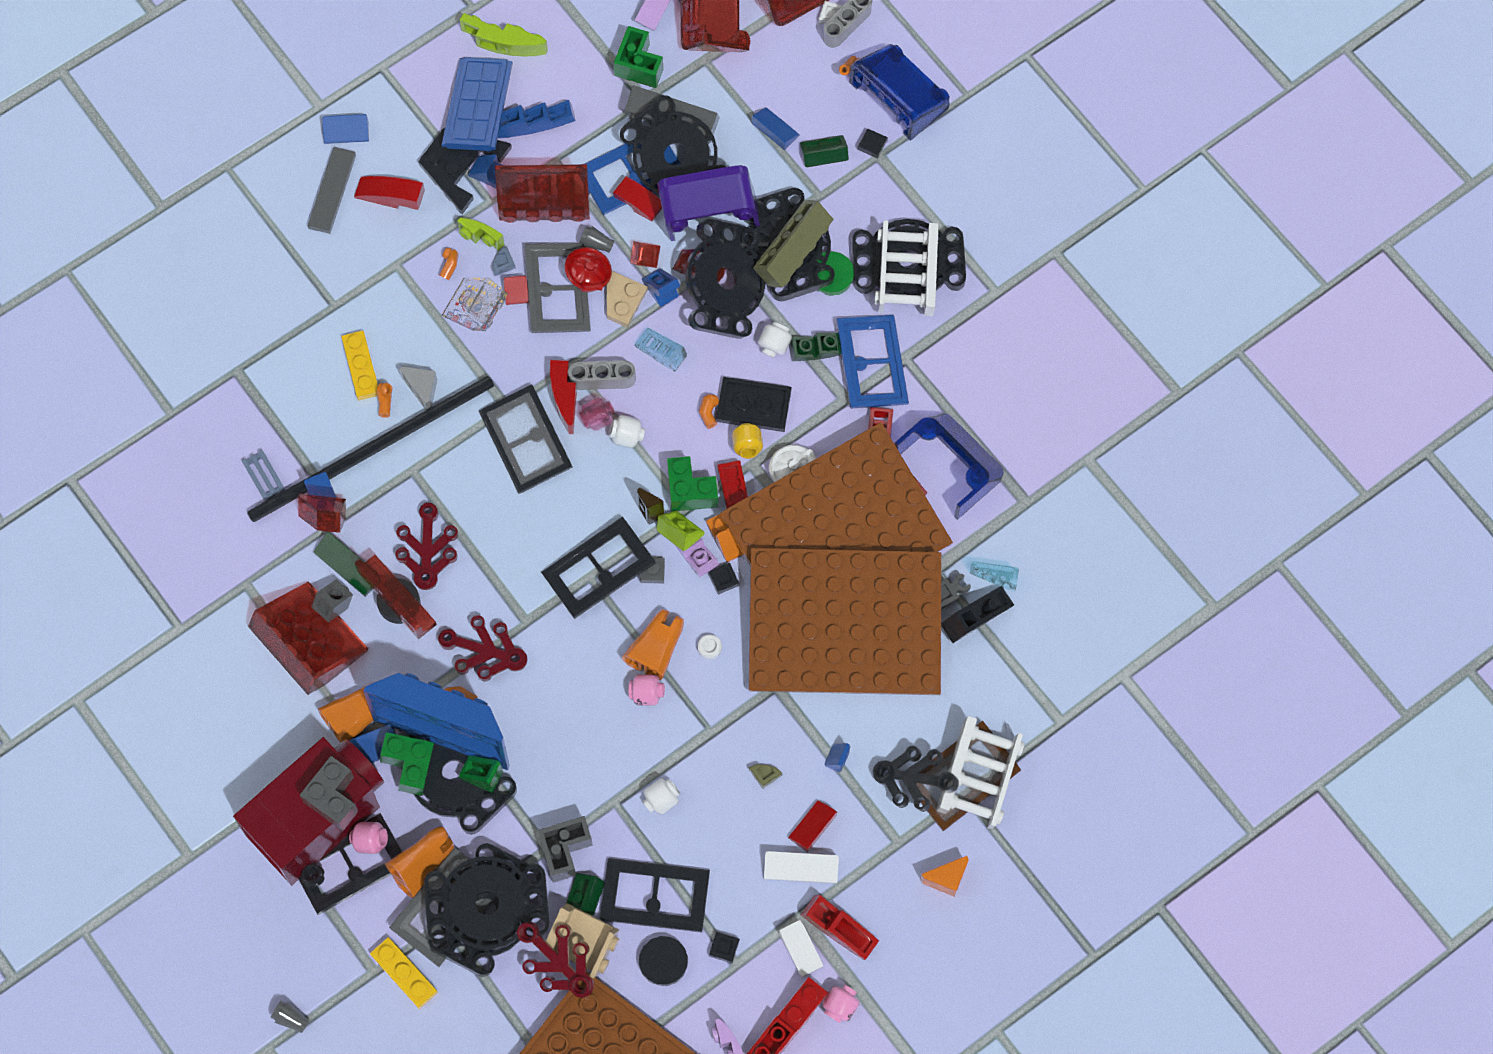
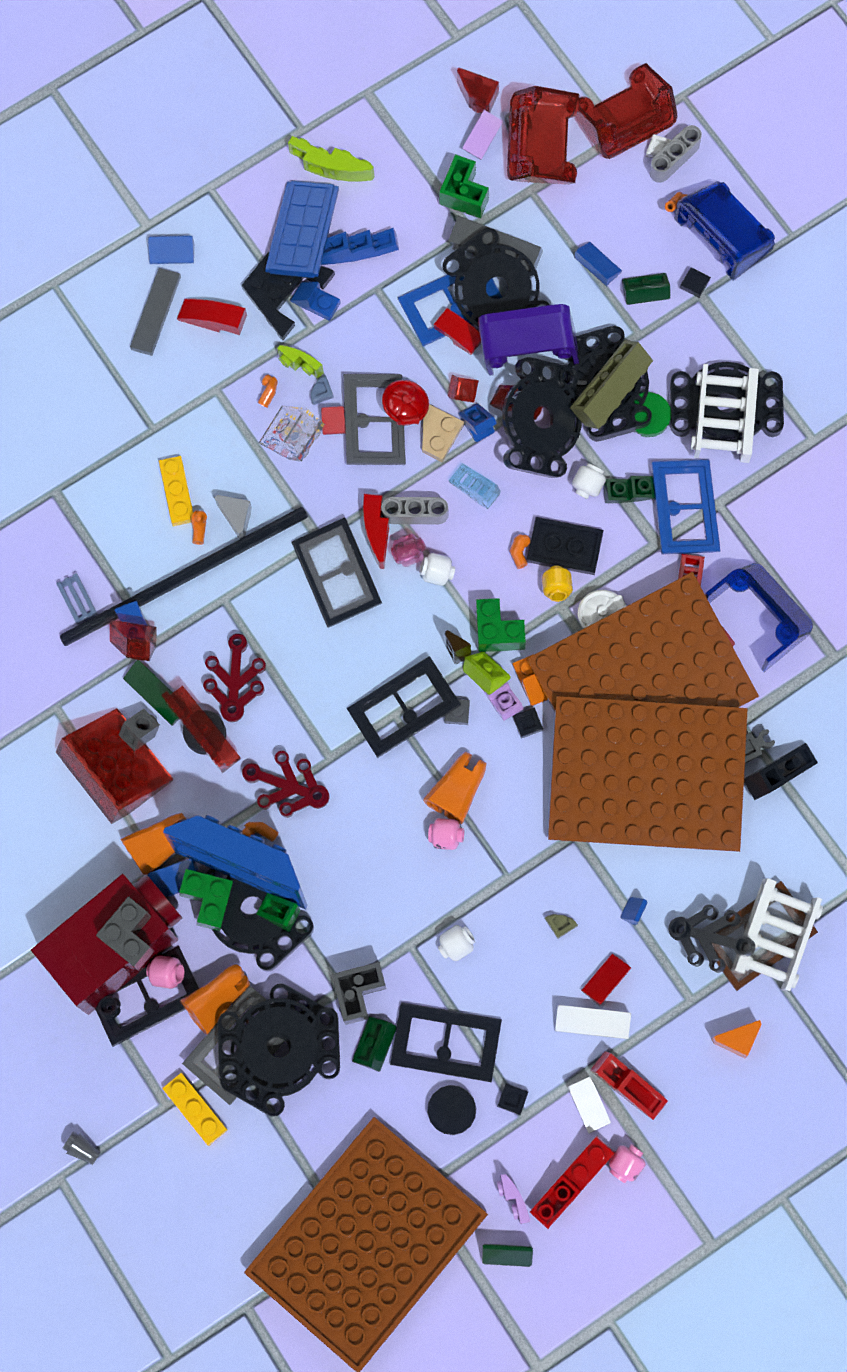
camera: 10 degrees right, 5 degrees up
(543, 192) = (363, 323): clear red slope -> none
(559, 961) = (347, 1108): dark red plant -> none
(595, 239) = (414, 372): dark grey cone -> none
(596, 933) = (372, 1085): tan panel -> none
(709, 647) = (510, 792): white tile -> none
(732, 482) = (540, 627): red plate -> none
(997, 574) = (805, 732): clear light blue slope -> none

